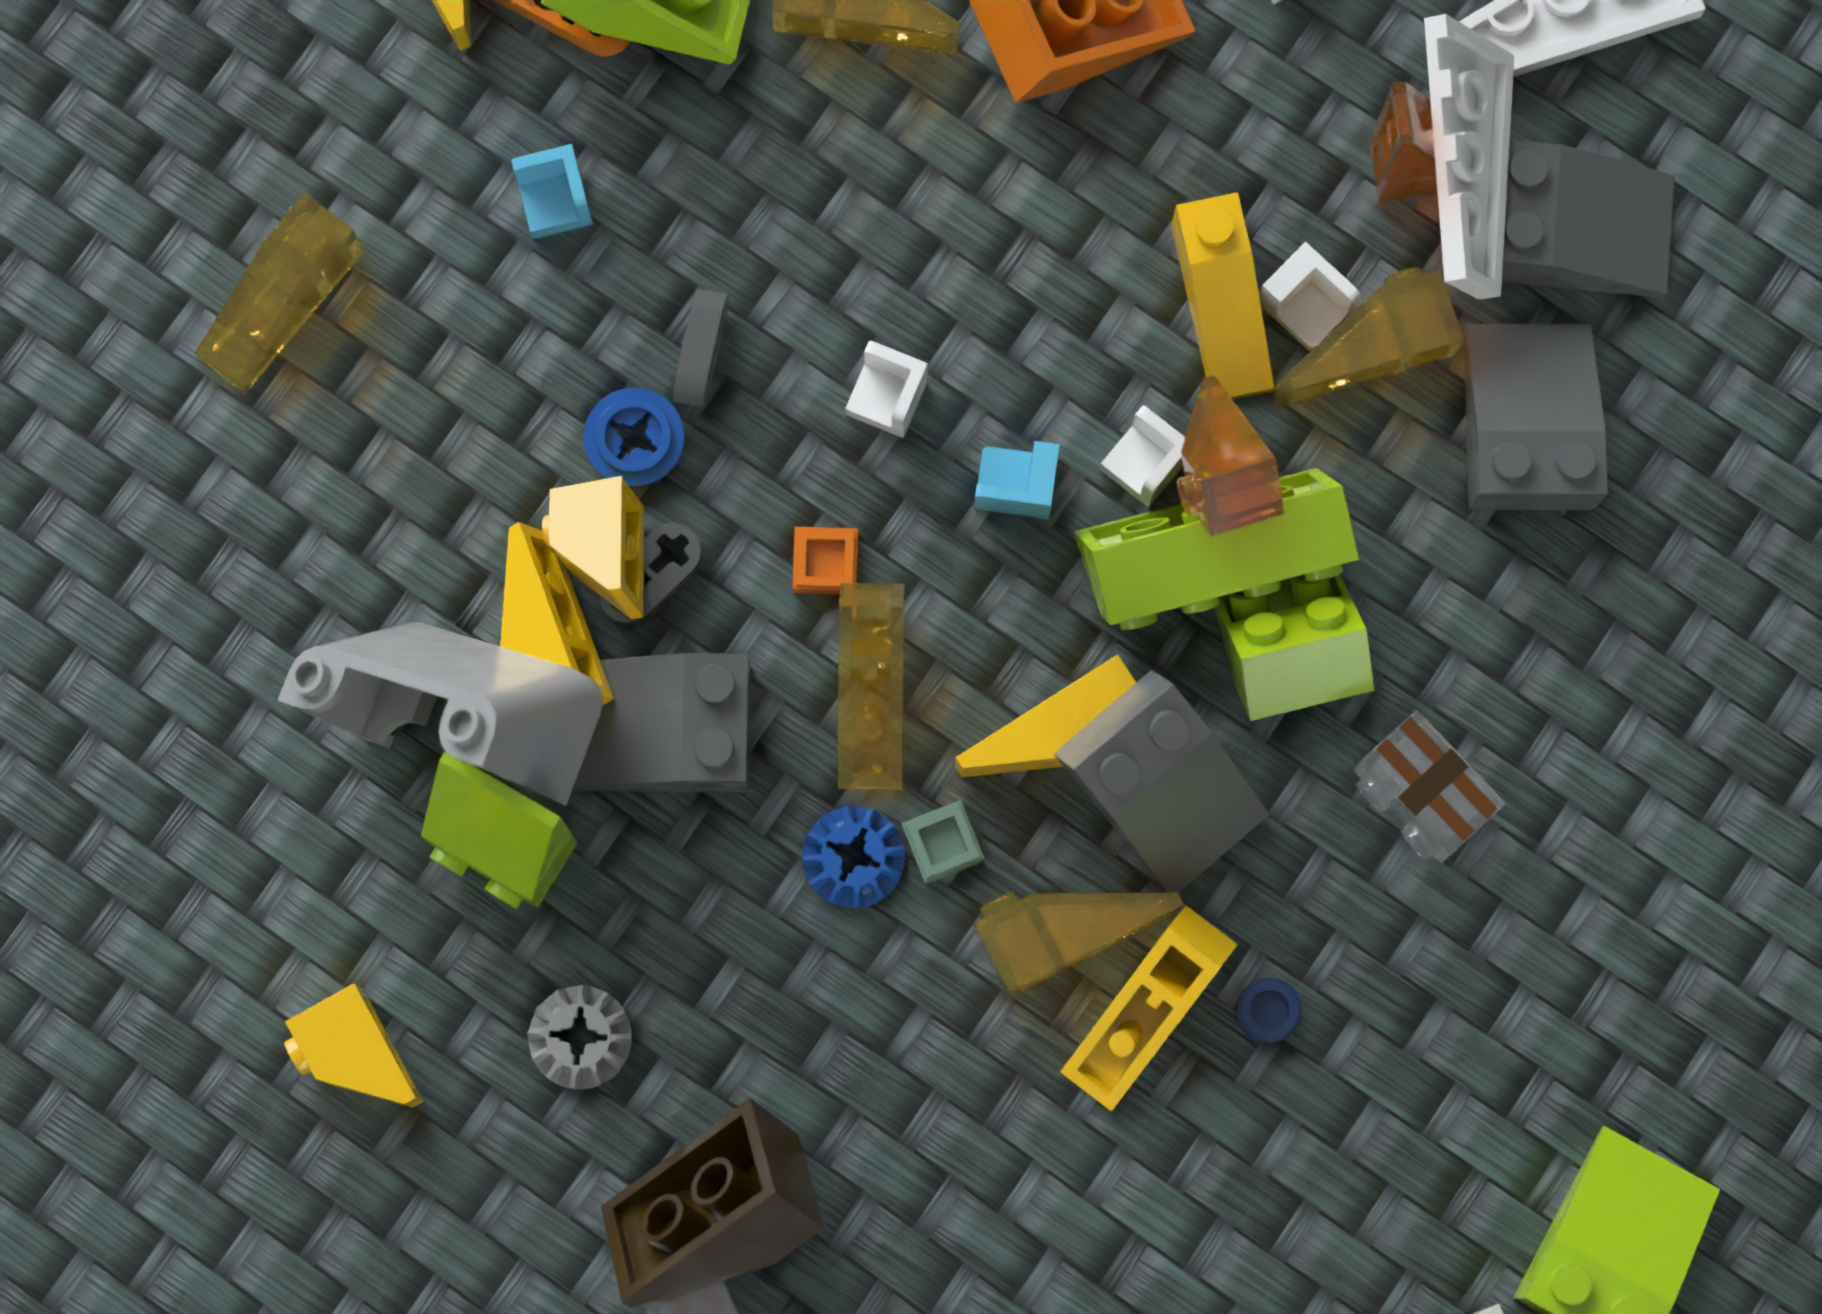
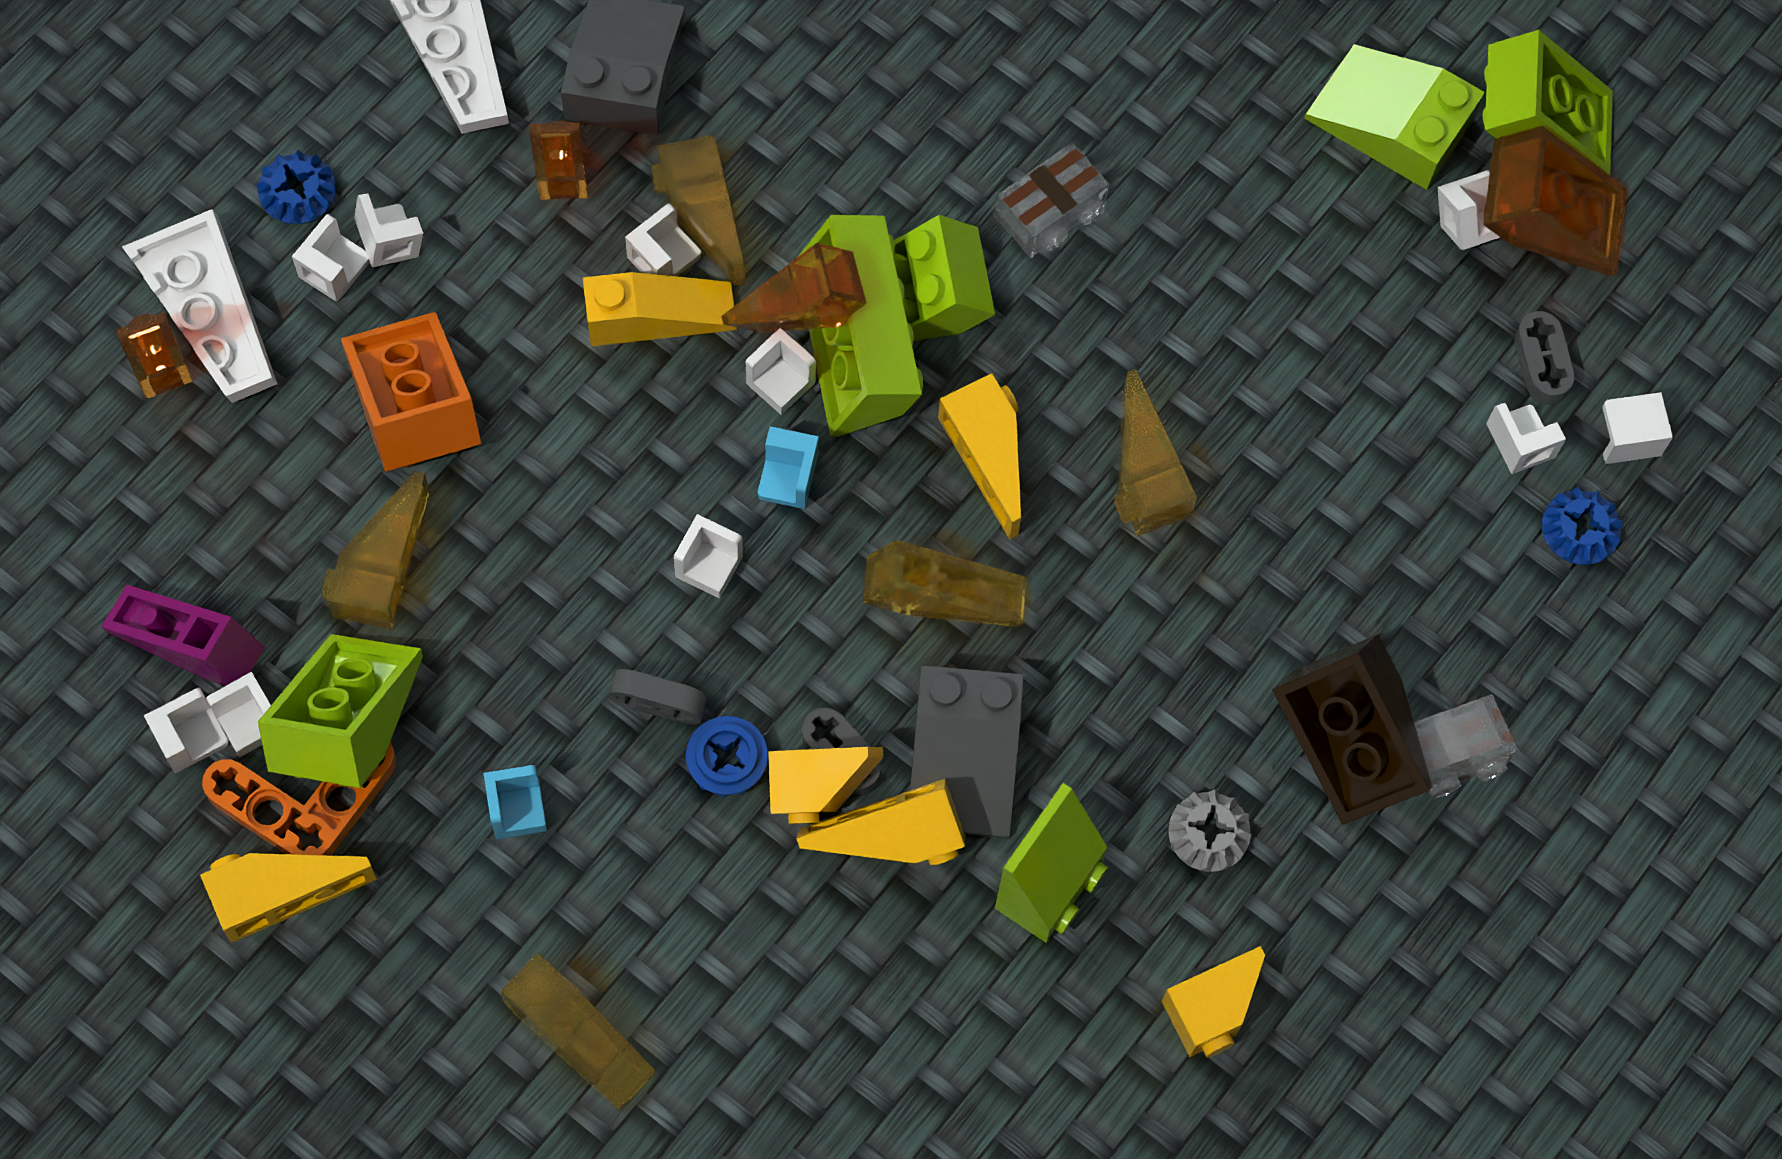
camera: 90 degrees left, 10 degrees down
(502, 708) = (958, 818): light grey windscreen -> none
(824, 559) = (839, 619): orange tile -> none
(865, 884) = (1086, 636): blue gear -> none
(942, 842) = (1070, 550): sand green tile -> none
(1148, 1008) = (1207, 406): yellow slope -> none
(1163, 781) = (1036, 376): dark grey slope -> none
(1268, 1010) = (1211, 330): dark blue tile -> none
(1471, 148) = (575, 102): white wing -> none
(1533, 418) = (774, 101): dark grey slope -> none

